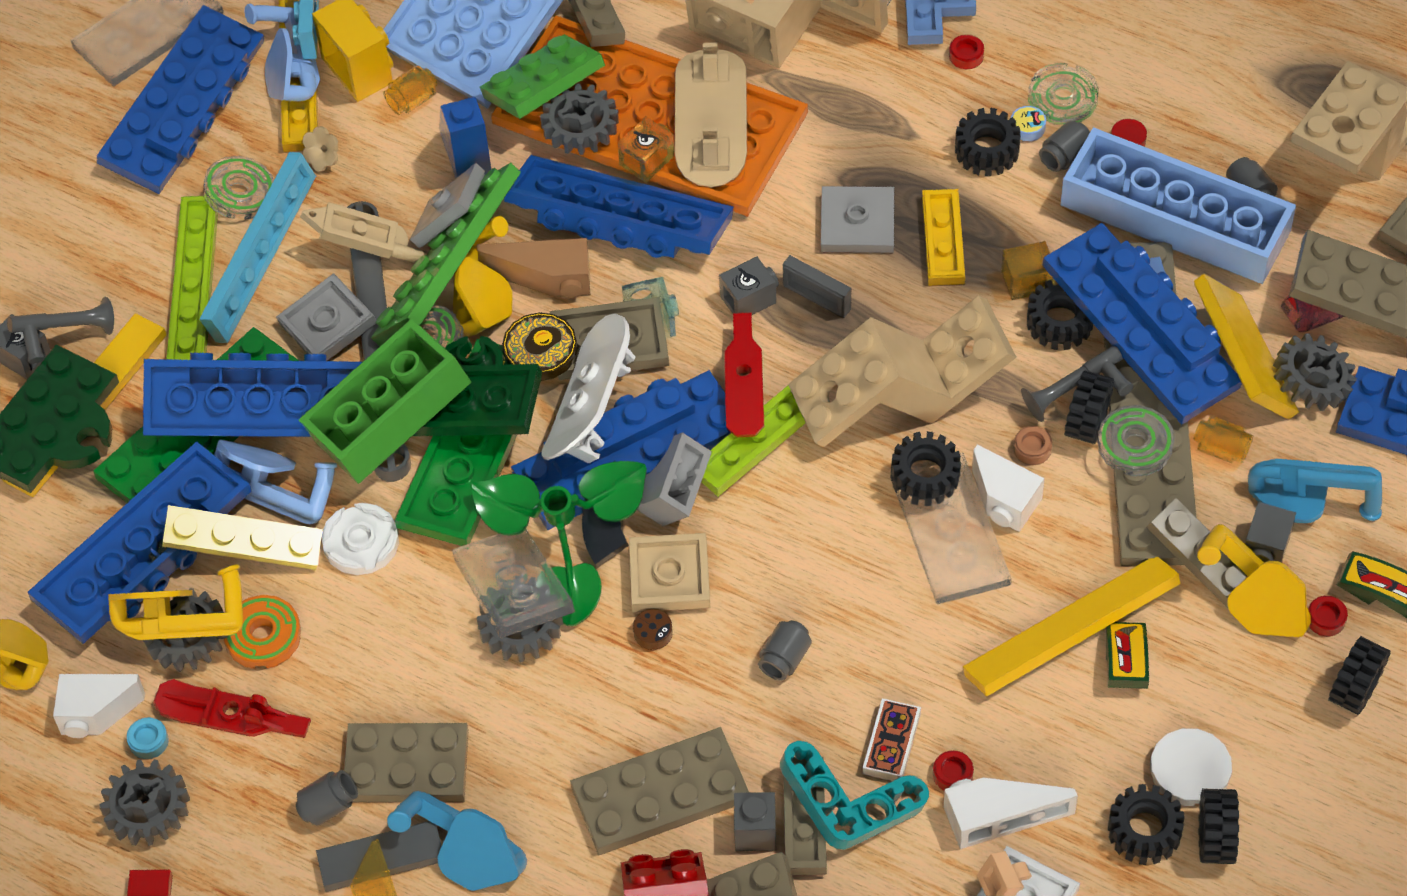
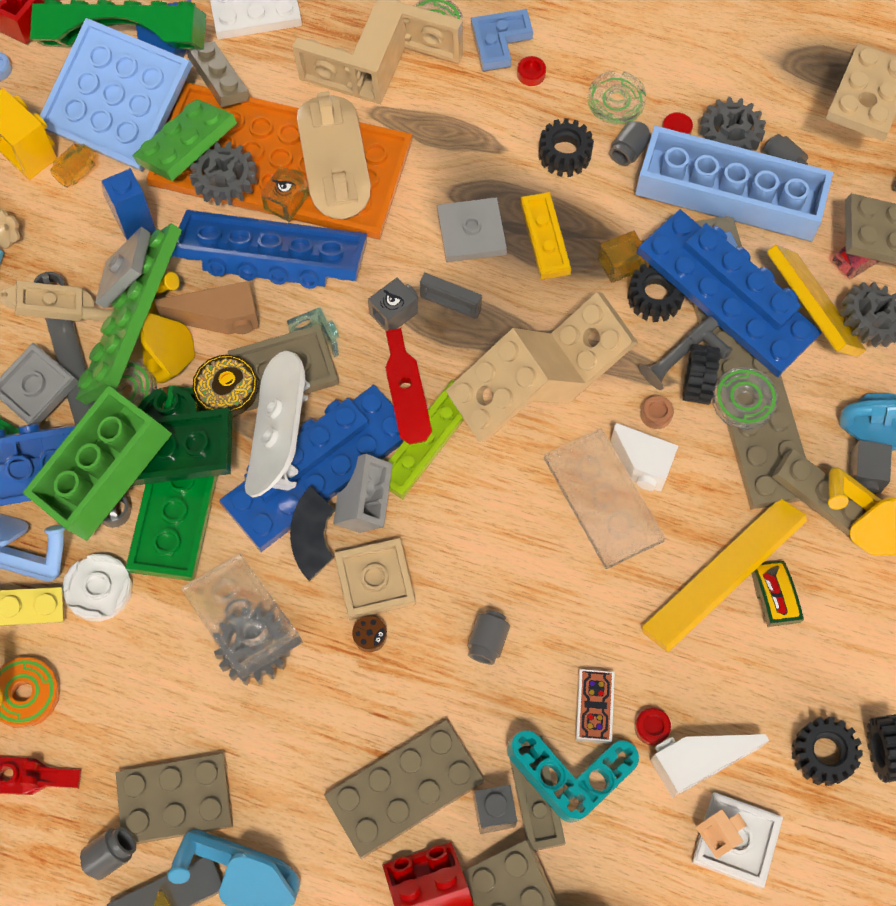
camera: 15 degrees left, 10 degrees up
(610, 488) = (311, 512): green plant -> none
(925, 487) = (584, 434): black tyre -> none
(1031, 122) = (597, 124): tile -> none
(1188, 762) = (850, 689): white tile -> none
(1195, 140) = (733, 124): none -> dark grey gear
(1223, 439) = (813, 385): clear yellow brick -> none

